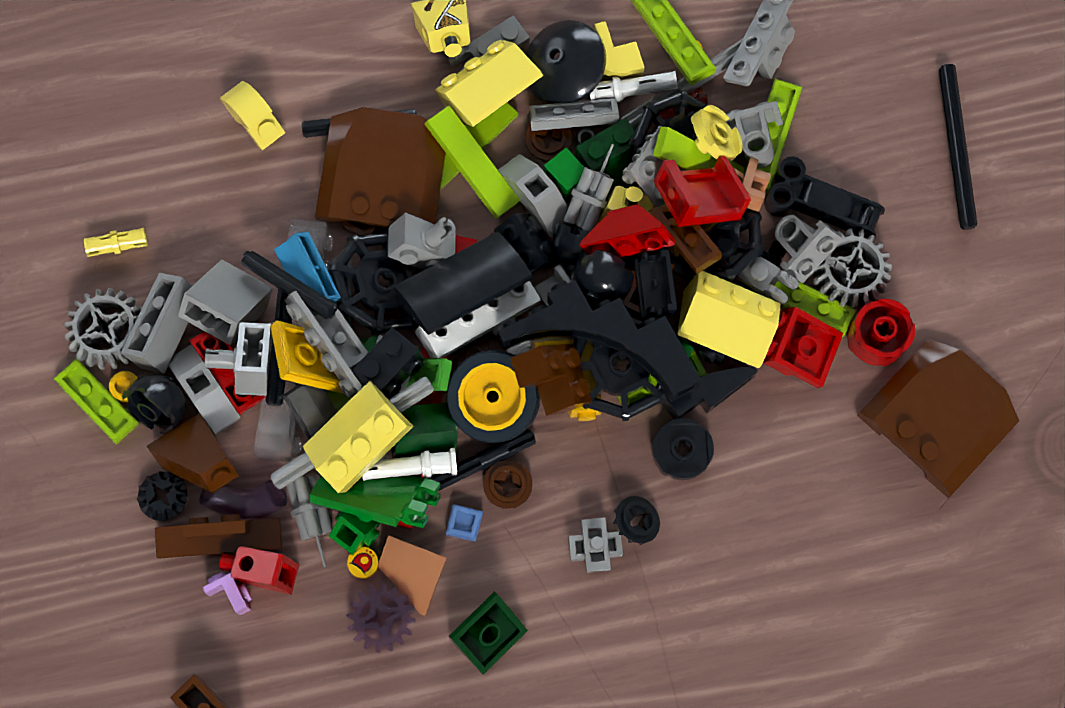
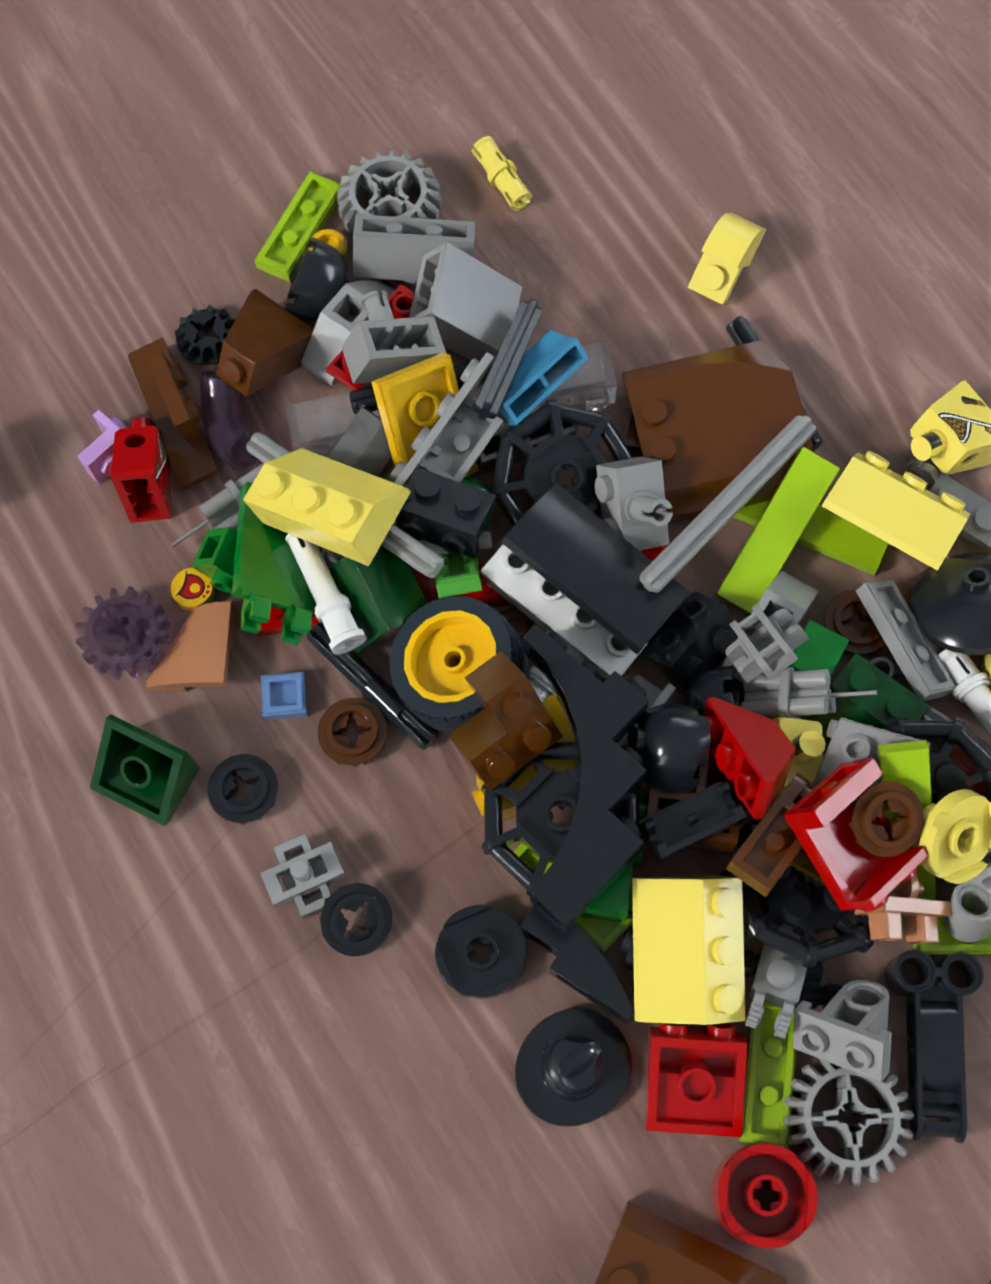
camera: 80 degrees right, 5 degrees down
(449, 183) = (727, 504): none -> light grey axle
(529, 556) = (223, 786): none -> black gear
(556, 197) = (768, 647): none -> light grey piece
(705, 165) = (900, 831): none -> reddish brown gear
(770, 418) = (573, 1067): none -> black hat

